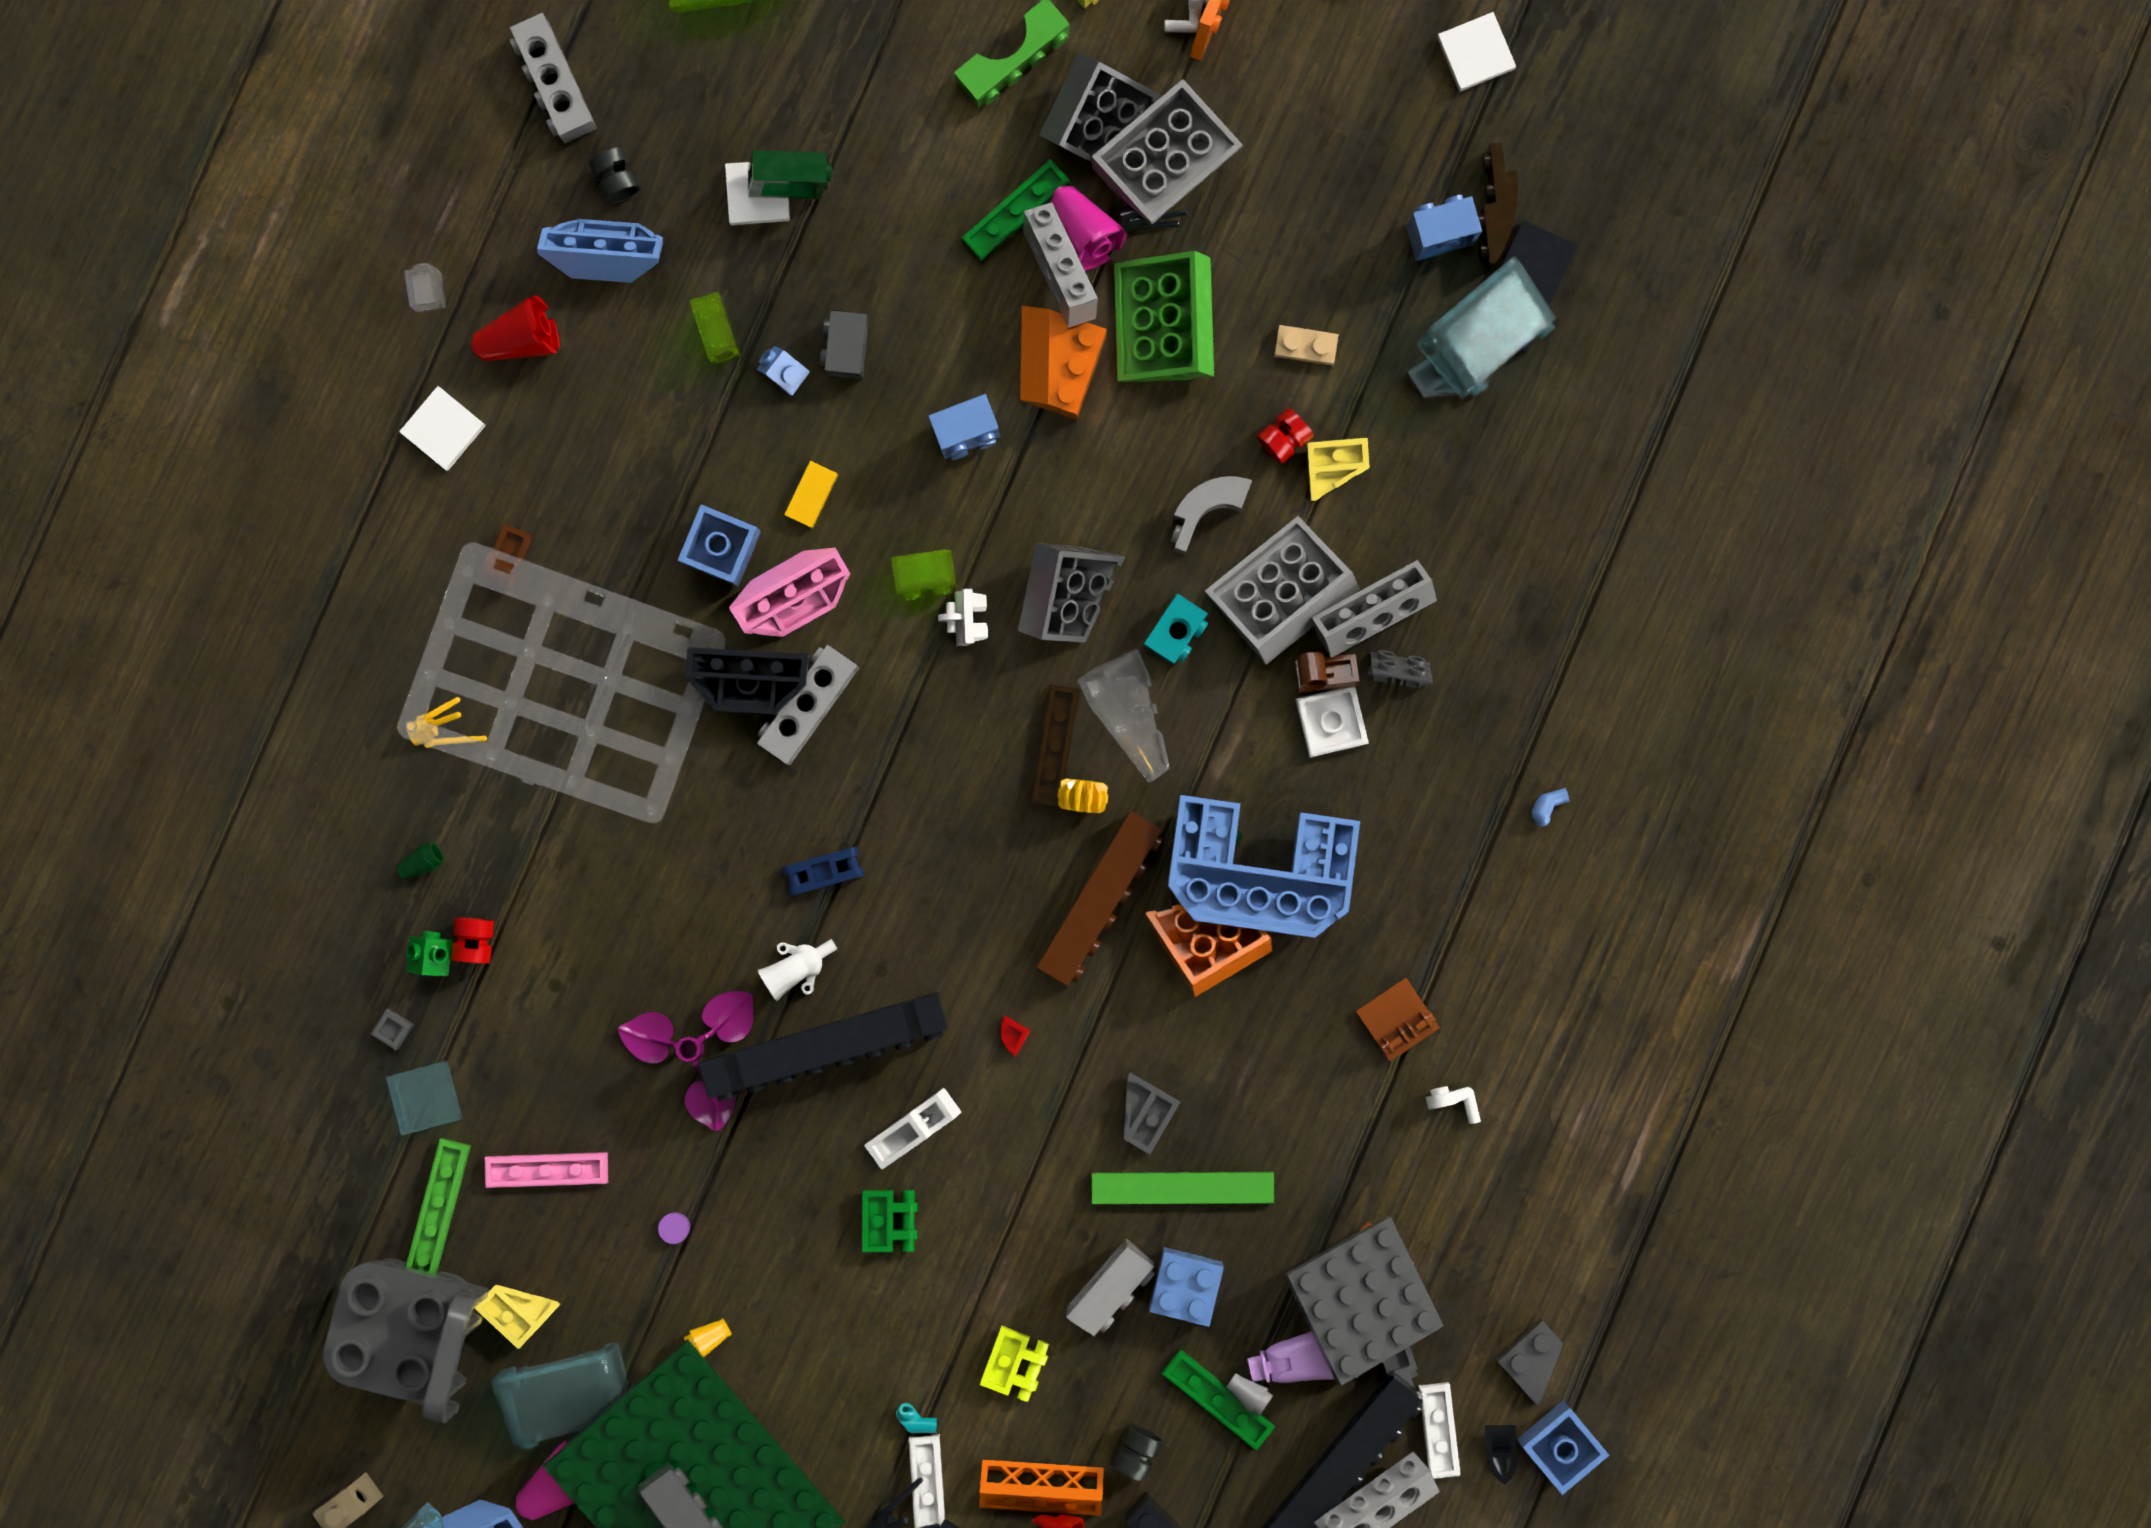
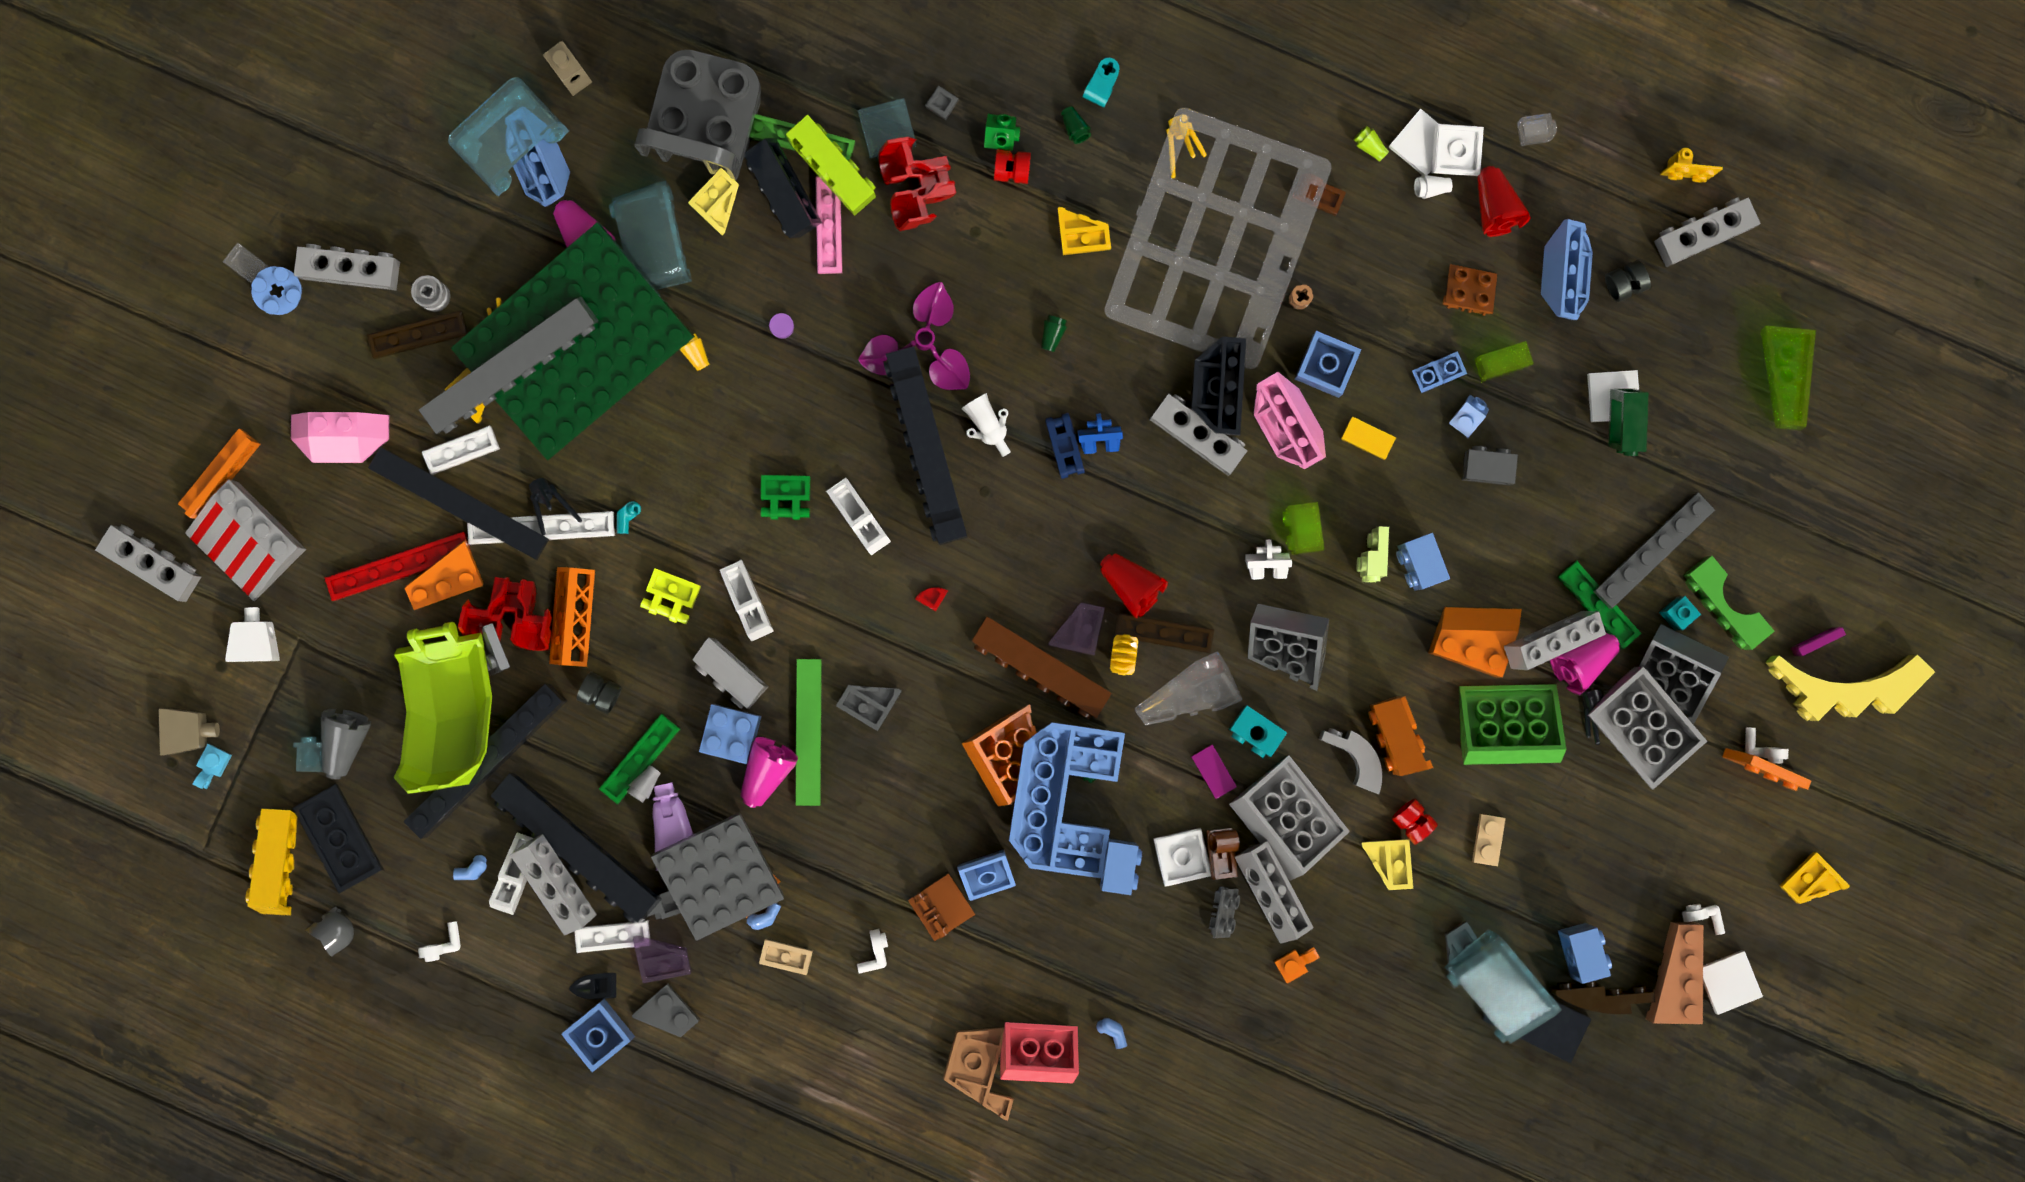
camera: 85 degrees right, 0 degrees up
(370, 829) = (1101, 85): none -> teal piece
(442, 493) = (1370, 143): none -> lime cone
(451, 385) = (1457, 150): none -> white tile
(471, 109) = (1681, 166): none -> yellow hinge
(471, 1084) = (897, 165): none -> red piece
(471, 1169) = (830, 165): none -> lime wedge
(496, 417) = (1430, 186): none -> white cone
(500, 1230) = (782, 188): none -> black brick
(557, 851) = (1082, 234): none -> yellow wing
(626, 368) = (1470, 290): none -> dark orange hinge
(635, 569) = (1294, 296): none -> medium nougat bush
(681, 887) = (1052, 332): none -> dark green cone
(728, 407) = (1439, 372): none -> medium blue slope
(811, 840) = (1110, 435): none -> blue hips
(948, 143) = (1654, 550): none -> dark grey plate
(966, 487) = (1374, 563): none -> yellowish green plate
(994, 785) = (1132, 583): none -> red cone
(1019, 1268) = (746, 600): none -> white slope
(1025, 111) = (1680, 613): none -> teal brick
(1052, 849) = (1080, 630): none -> clear purple wing
(1181, 457) = (1397, 736): none -> orange wedge
(1226, 683) = (1213, 771): none -> magenta tile
(1231, 1241) = (765, 770): none -> dark pink cone
(1346, 799) = (1120, 866): none -> medium blue brick
(1357, 964) = (986, 875): none -> medium blue slope
(1392, 92) = (1695, 913): none -> white plate
(1416, 1239) = (765, 919): none -> medium blue arm
(1461, 1213) = (785, 956): none -> tan plate
(1463, 584) = (1293, 965): none -> orange plate
(1467, 1370) = (660, 959): none -> clear purple wing
(1471, 111) = (1680, 977): none -> nougat wedge
(1576, 896) = (1039, 1053): none -> coral slope
(1588, 976) = (973, 1067): none -> medium nougat wing

